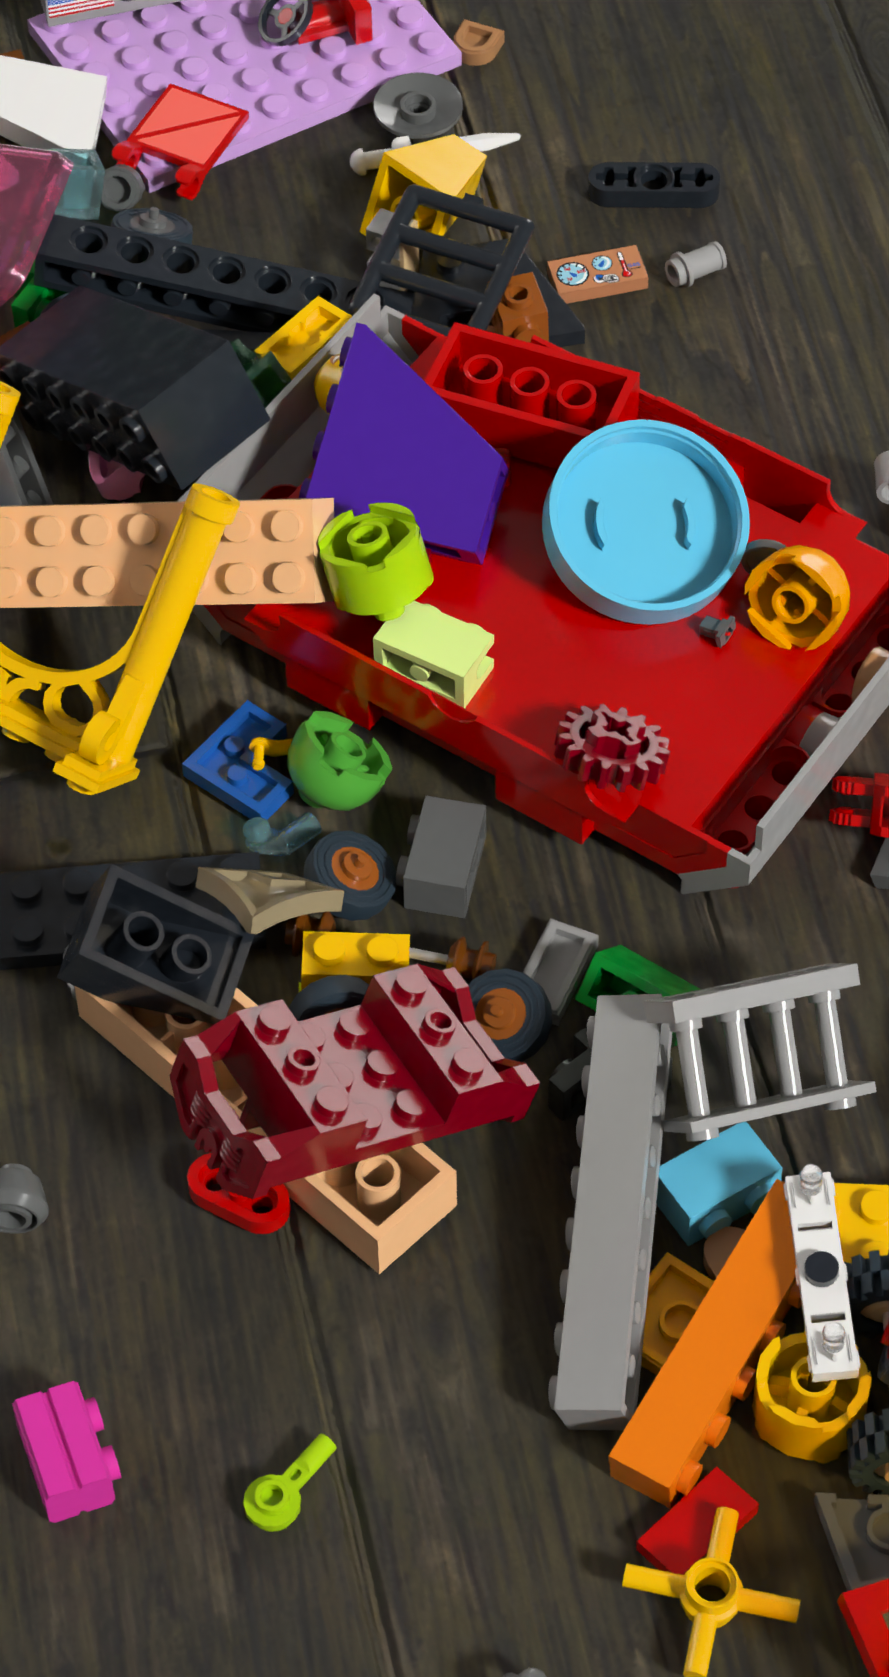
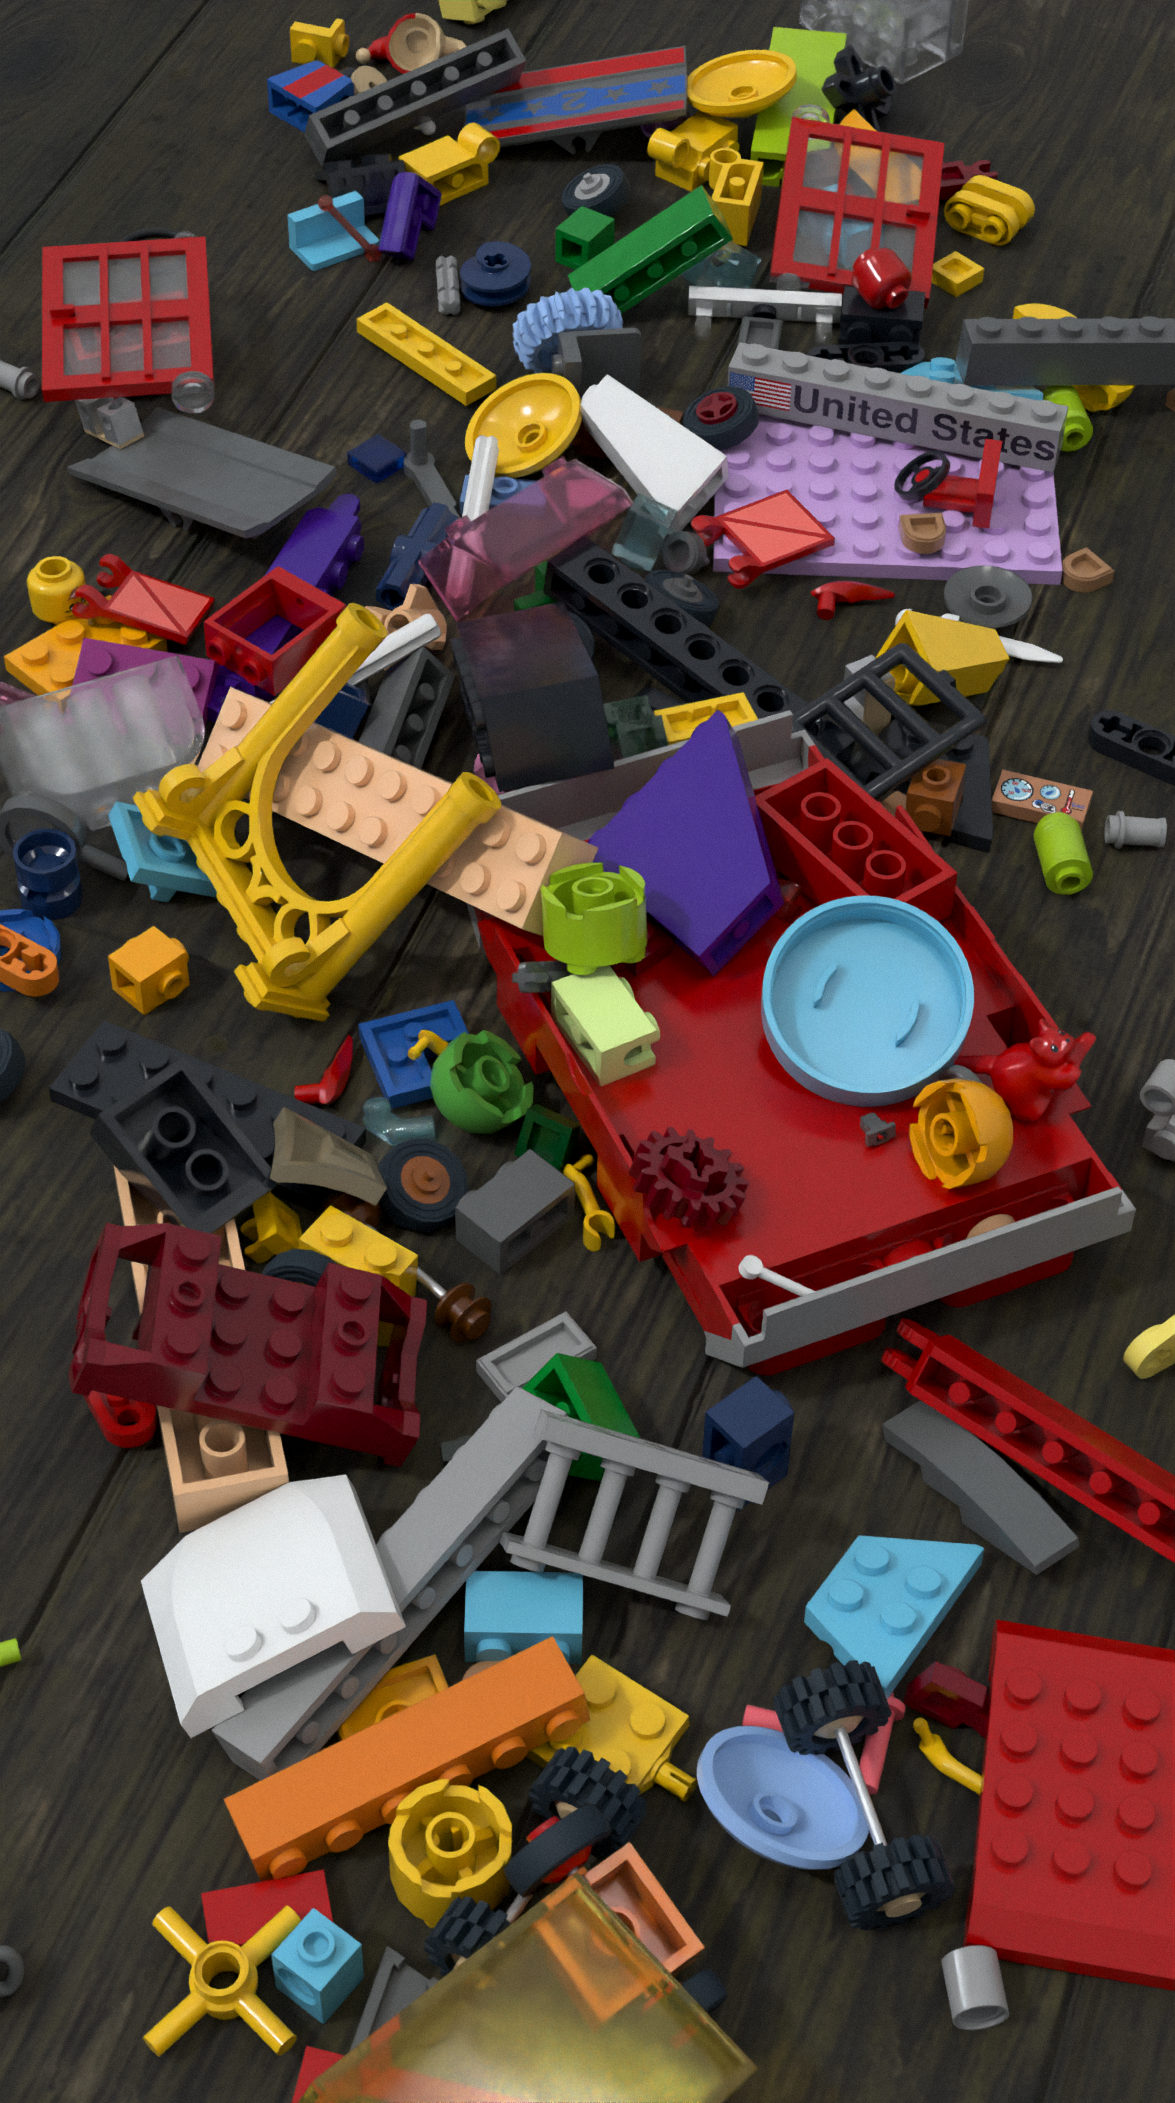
camera: 30 degrees right, 5 degrees down
(61, 37) = (722, 417): none -> black wheel
(192, 821) = (333, 1080): none -> red bar
(262, 982) = (274, 1228): none -> yellow tile
(287, 158) = (845, 591): none -> red bar
(320, 70) = (922, 532): none -> medium nougat tile
(359, 636) = (537, 976): none -> dark grey axle
(421, 776) = (548, 1136): none -> dark green tile
(512, 1012) = (456, 1371): black wheel -> none
(514, 1278) = (266, 1595): none -> white wedge
(515, 828) = (595, 1219): none -> yellow piece
(653, 313) = (1062, 854): none -> lime head
(710, 796) = (752, 1267): none -> white hinge
(776, 1538) = (318, 1965): none -> medium azure brick
(792, 933) = (751, 1431): none -> dark blue brick
(815, 514) = (1033, 1070): none -> red animal
(821, 1275) = (520, 1746): white piece -> none

